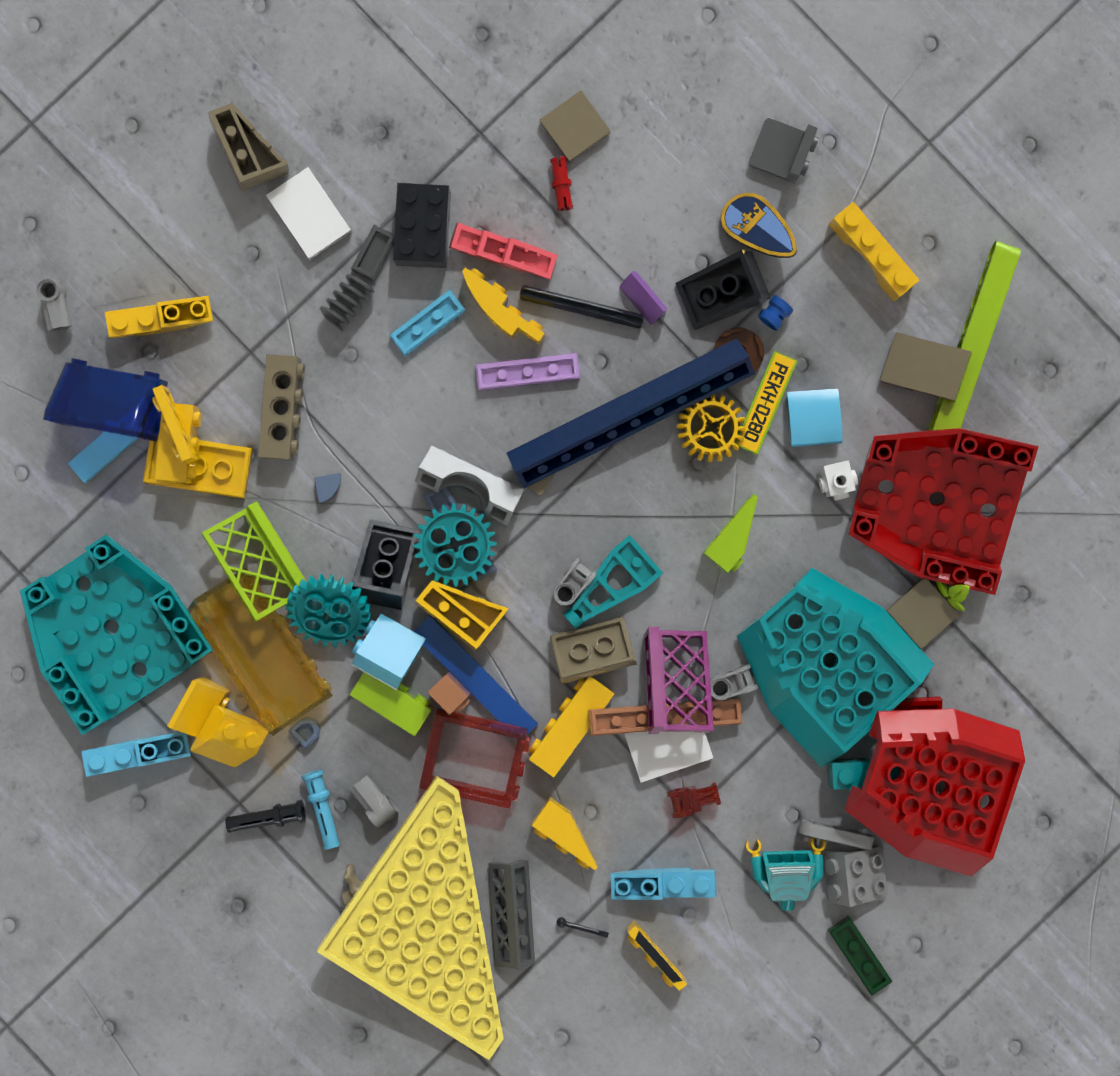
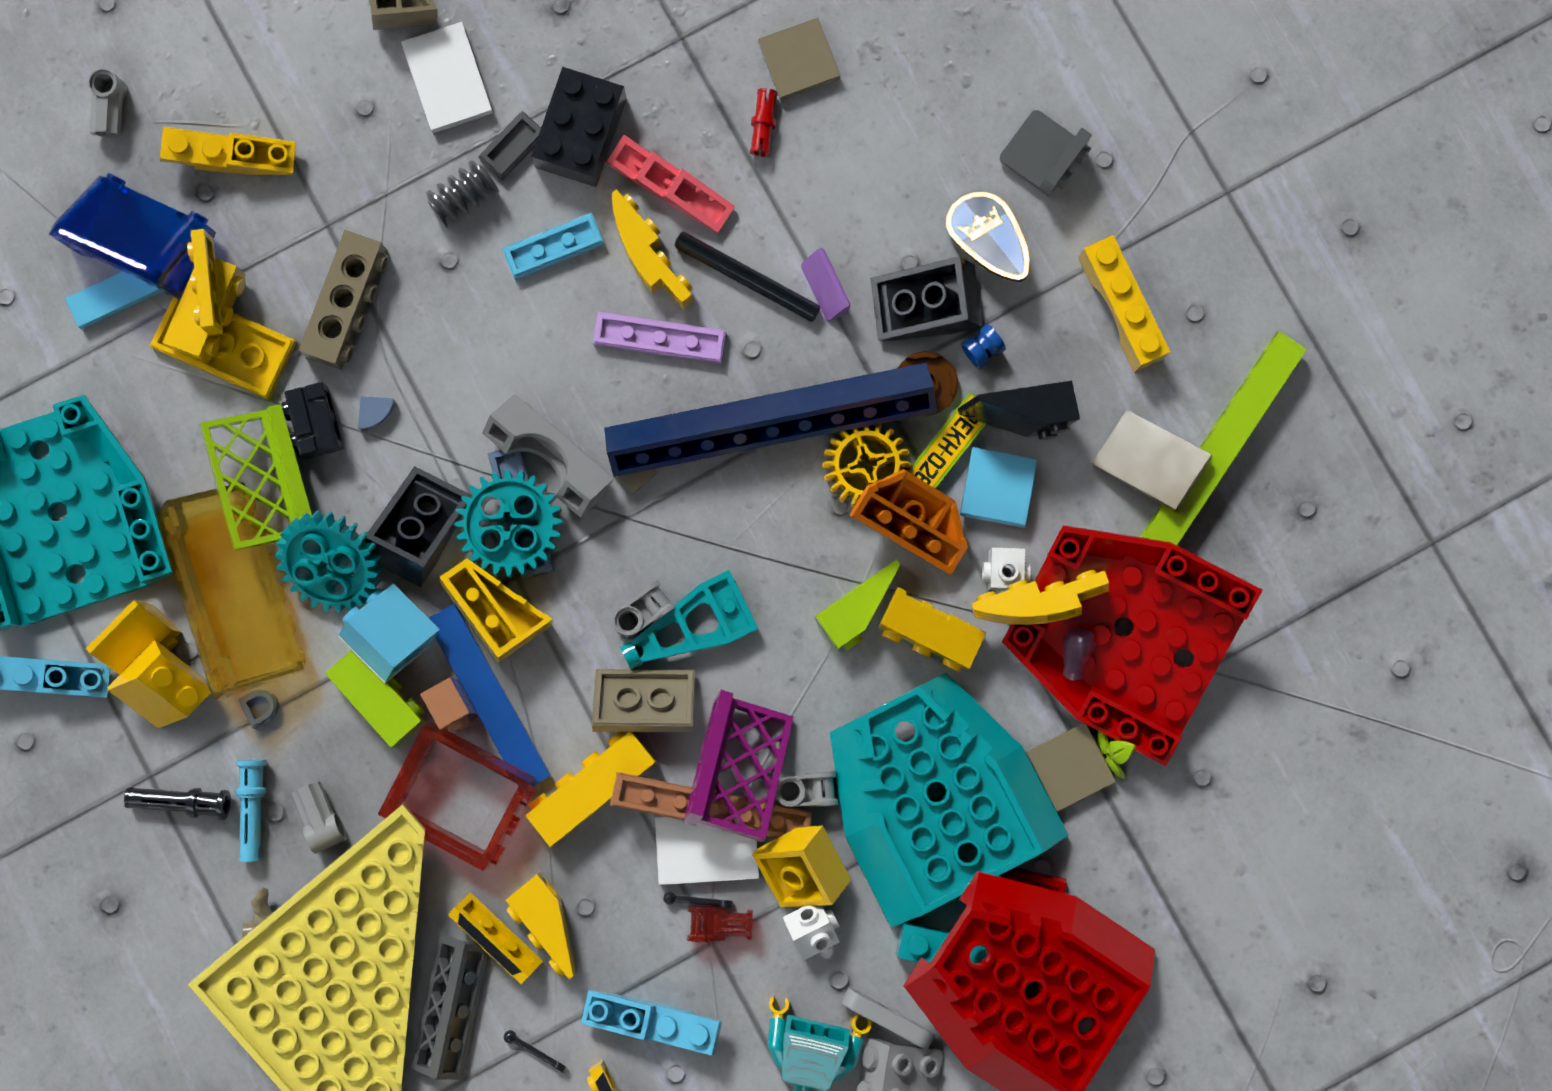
camera: 15 degrees right, 5 degrees down
(284, 506) = (312, 420): none -> black brick
(531, 854) = (495, 938): none -> yellow plate
(652, 789) = (670, 898): none -> black hinge
(745, 742) = (803, 868): none -> yellow slope
(760, 459) = (914, 518): none -> orange wedge
(764, 784) = (812, 929): none -> white brick
(792, 540) = (931, 631): none -> yellow wedge
(829, 353) = (1027, 410): none -> black slope
(863, 503) = (1026, 605): none -> yellow slope
(907, 526) = (1077, 651): none -> clear purple cone

